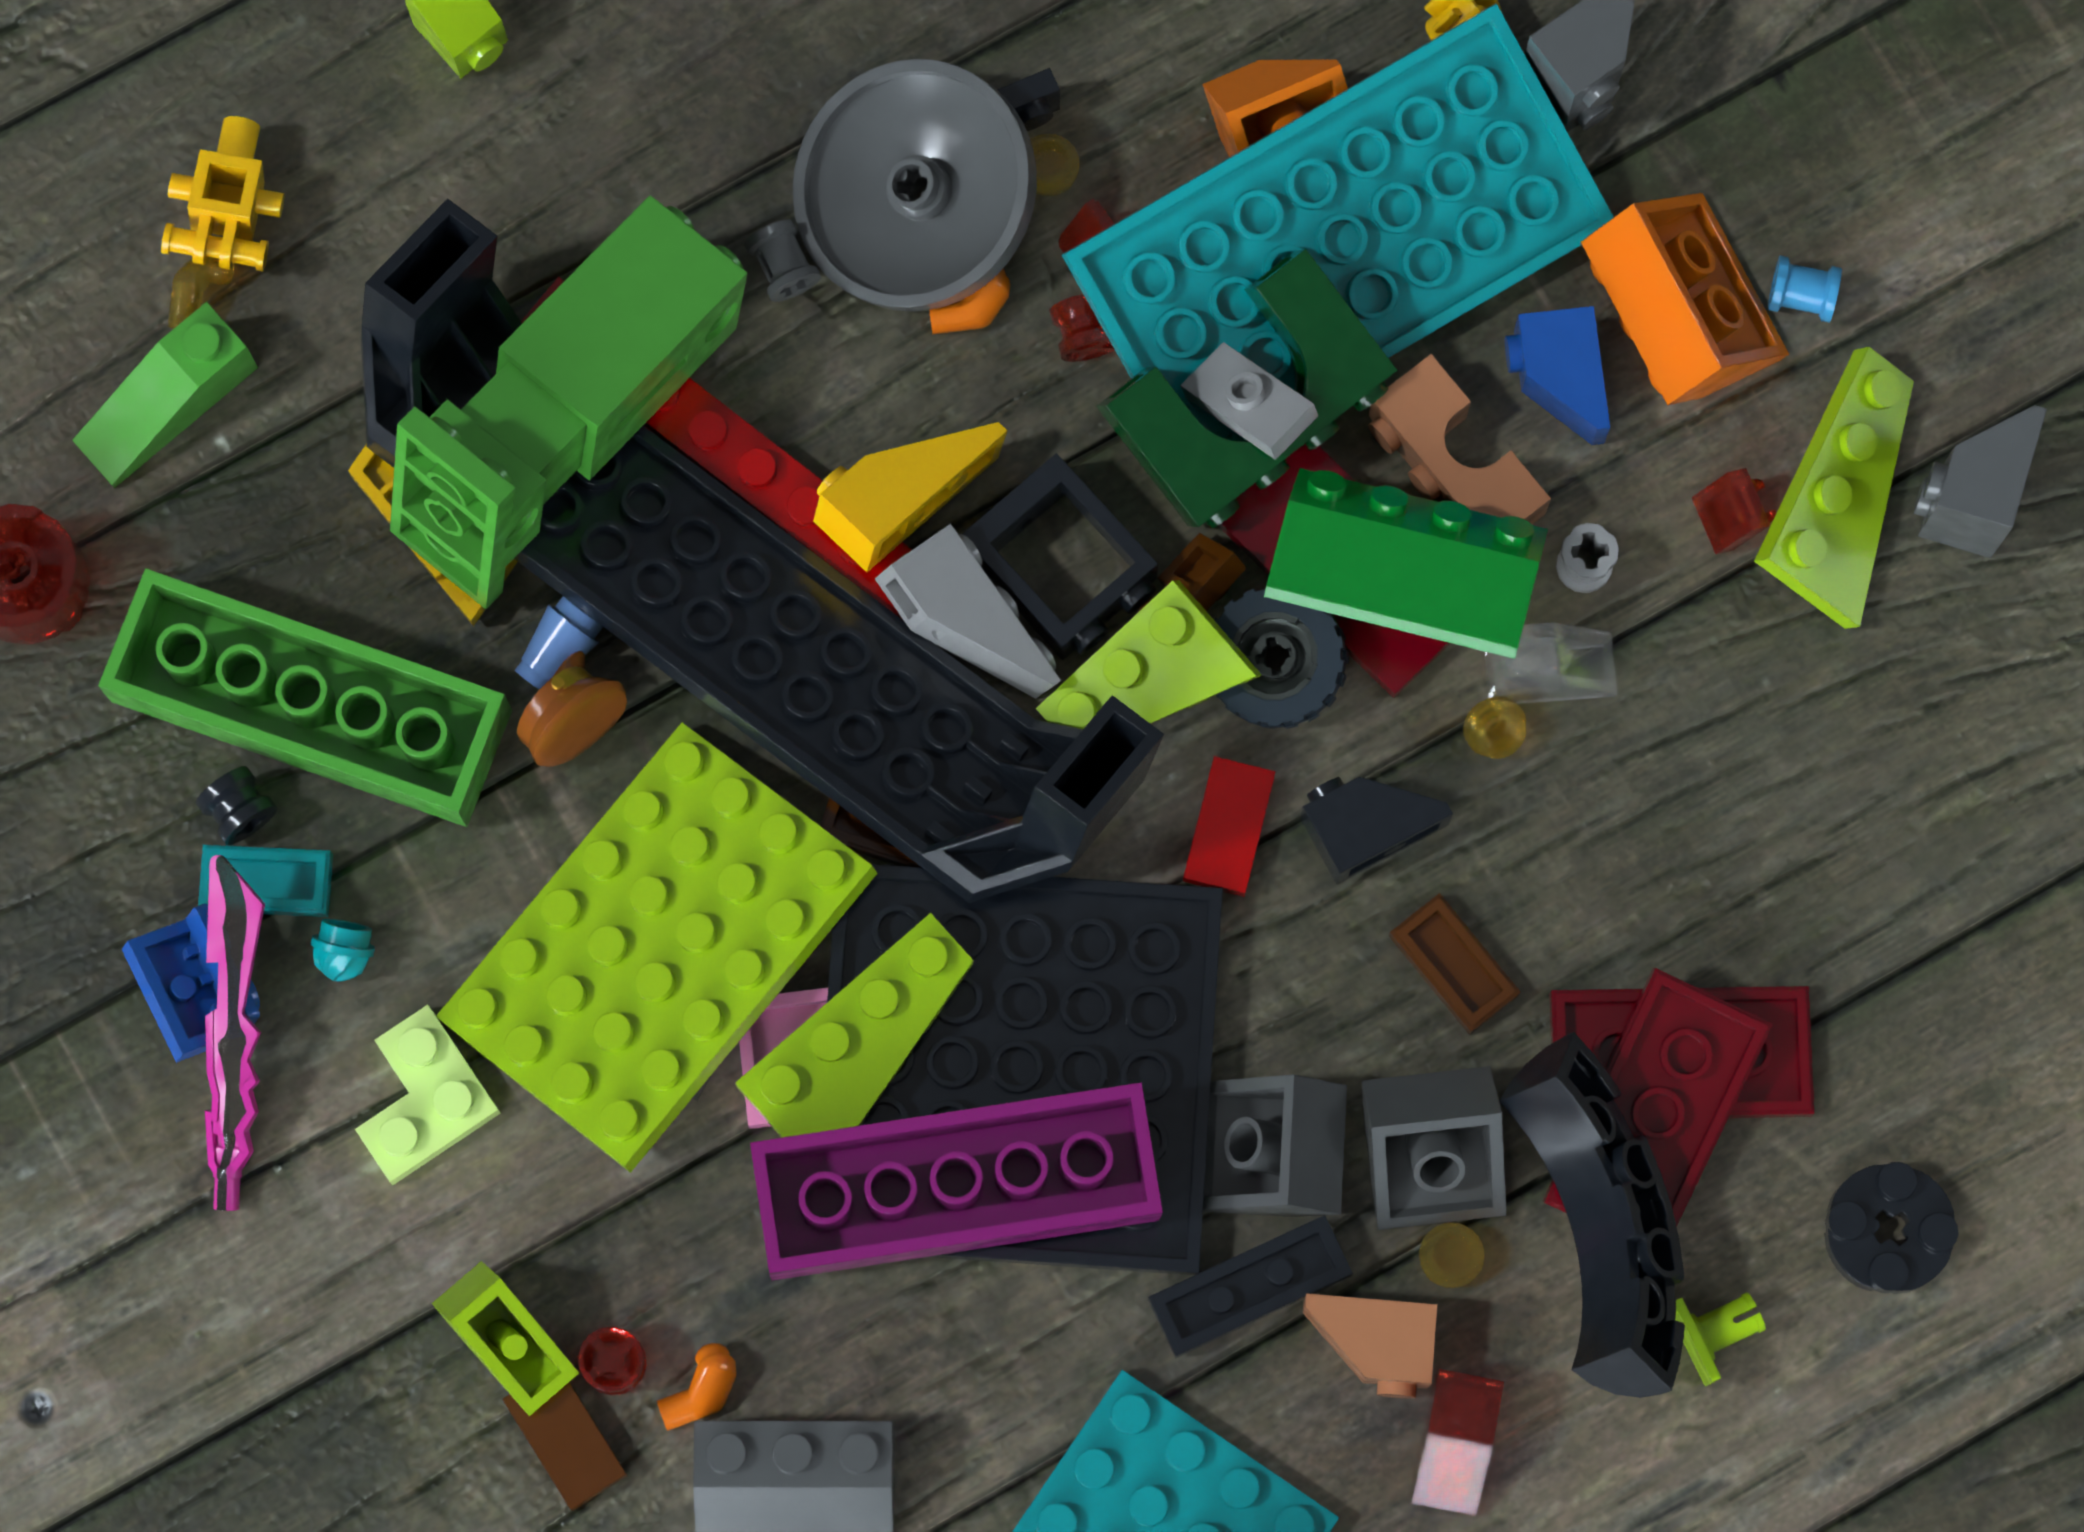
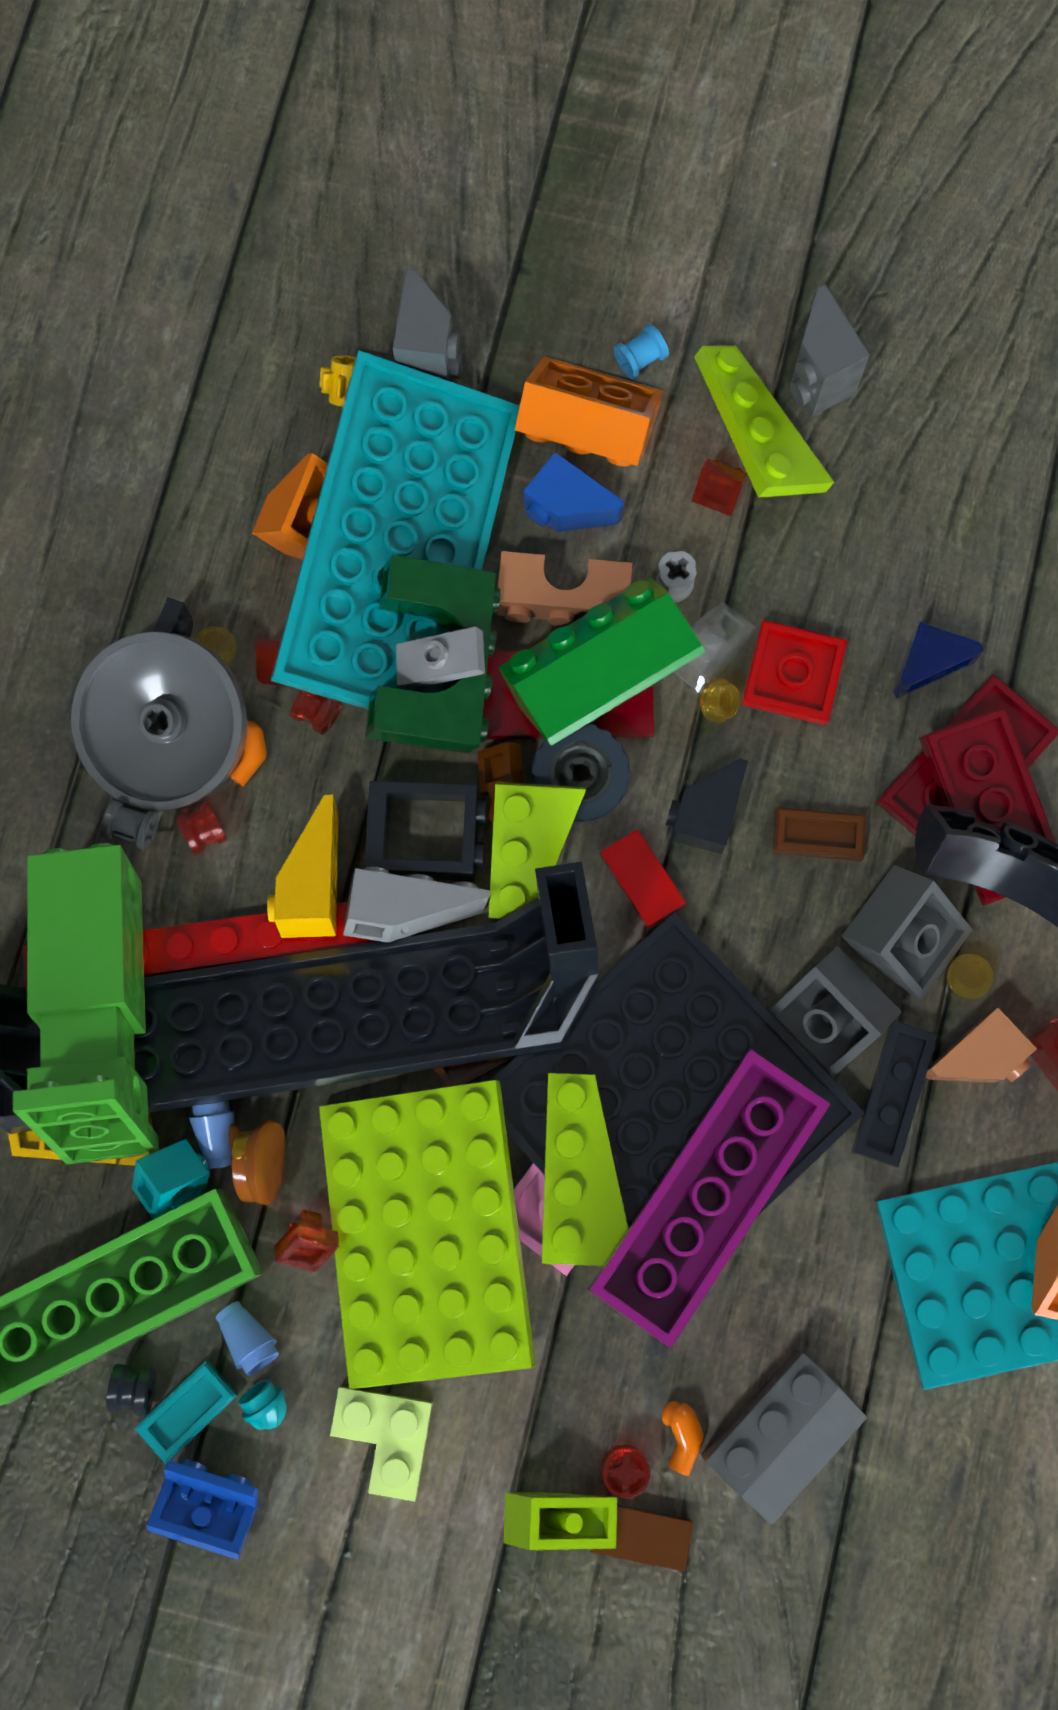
camera: 45 degrees left, 0 degrees up
(231, 1036) = (252, 1516): dark pink sword -> none
(389, 870) = (247, 1339): none -> medium blue cone
(473, 642) = (170, 1178): none -> teal brick
(536, 838) = (306, 1243): none -> clear red tile
(848, 334) = (202, 828): none -> clear red wheel
(1603, 777) = (794, 672): none -> red plate
(1760, 905) = (933, 656): none -> clear blue slope

